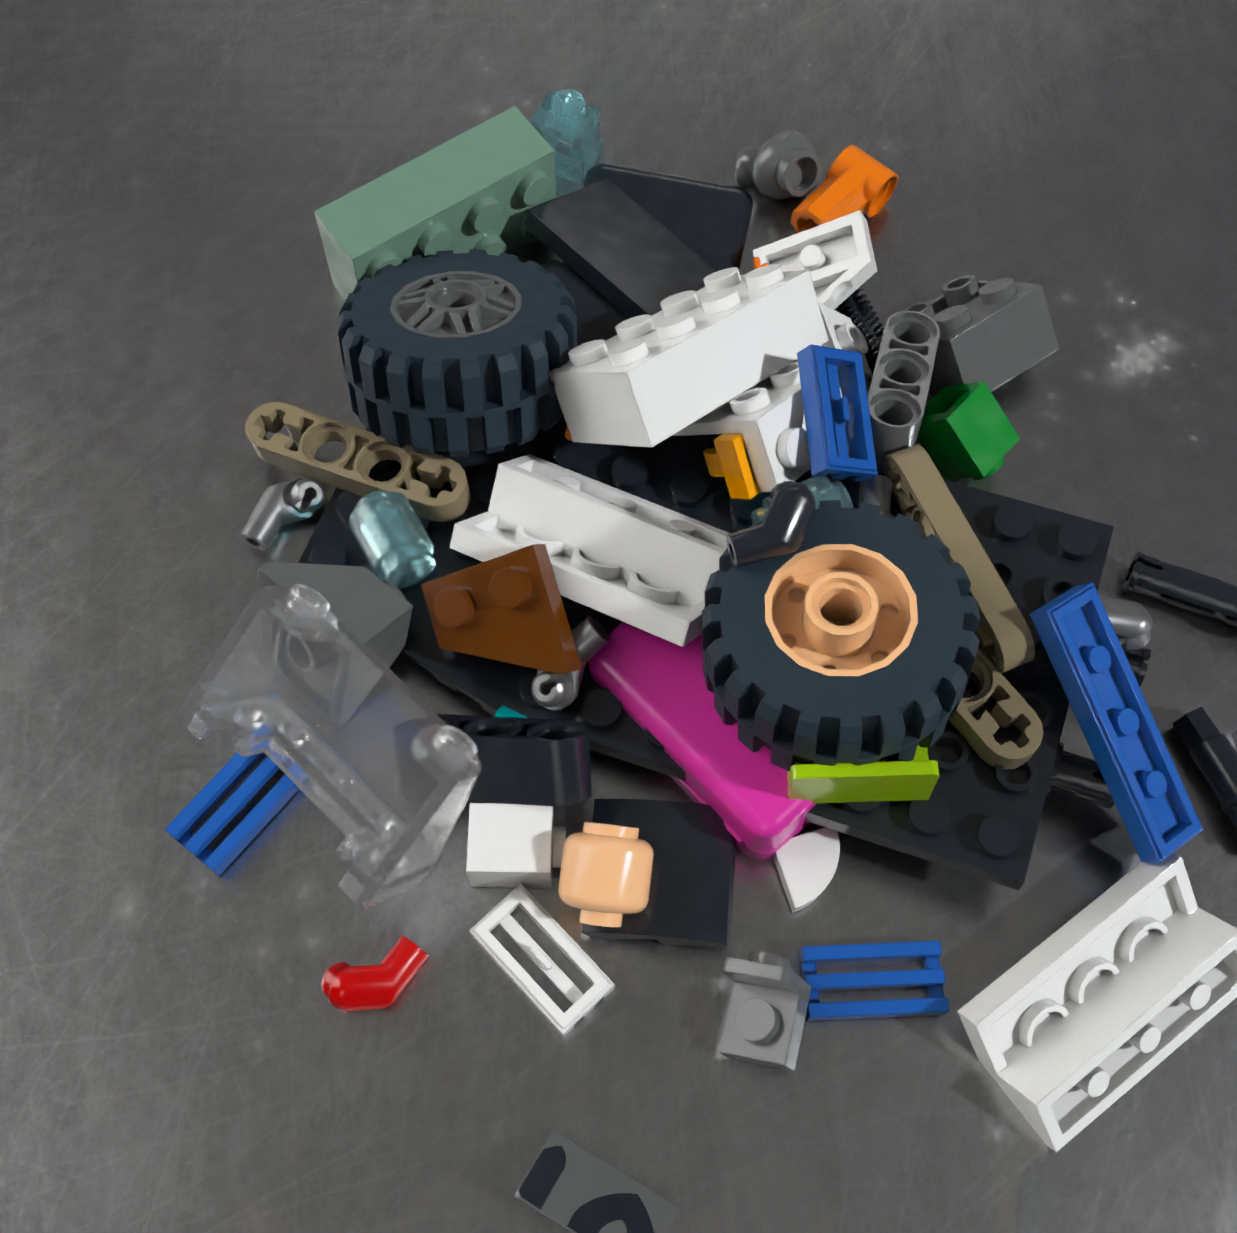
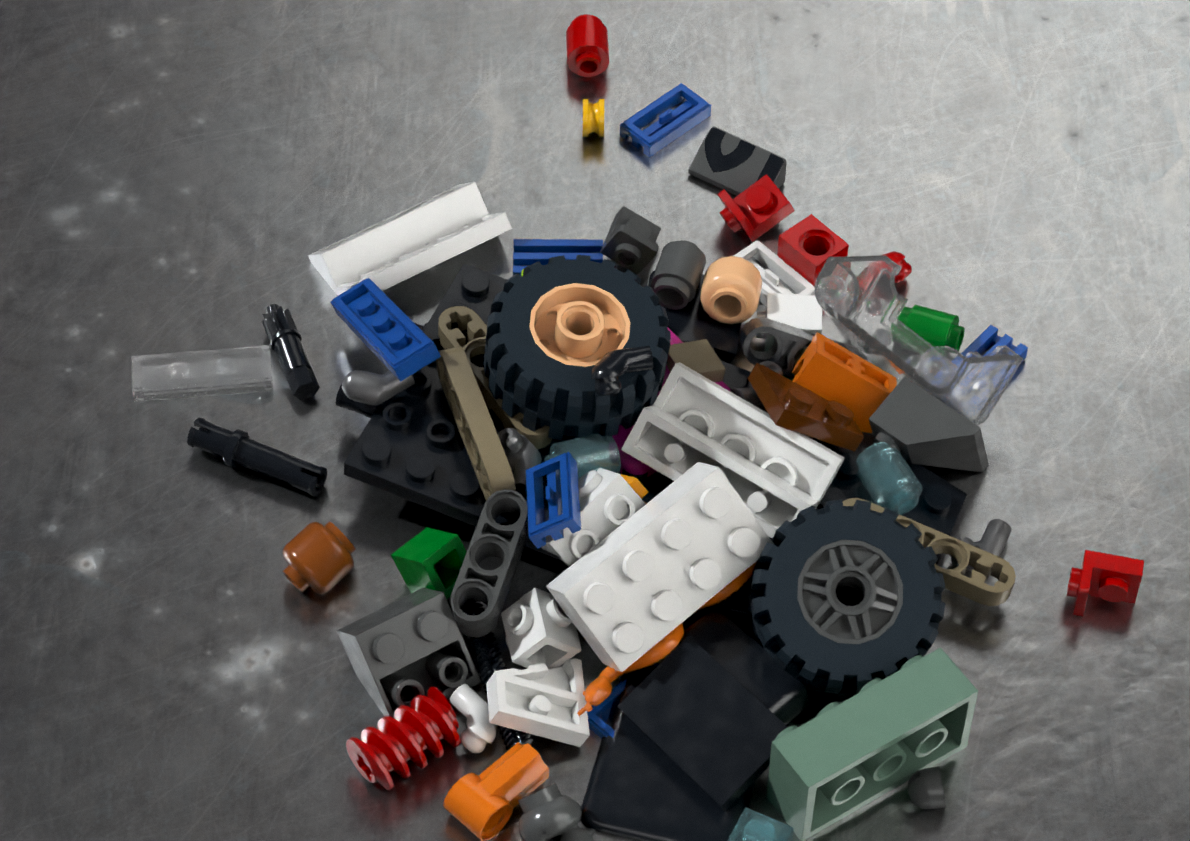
camera: 175 degrees left, 15 degrees down
(132, 460) = (1106, 577): none -> red bracket
(302, 848) = (934, 326): none -> green brick
(460, 690) = (843, 378): none -> orange hinge
(498, 1012) = (808, 246): none -> red brick
(569, 1095) = (755, 208): none -> red bracket
(660, 698) = (699, 357): none -> dark tan tile
(689, 895) = (678, 274): none -> dark grey brick
(880, 292) = (475, 709): none -> white arm
(953, 233) = (405, 738): none -> red piece
(1105, 450) = (318, 557): none -> dark orange head

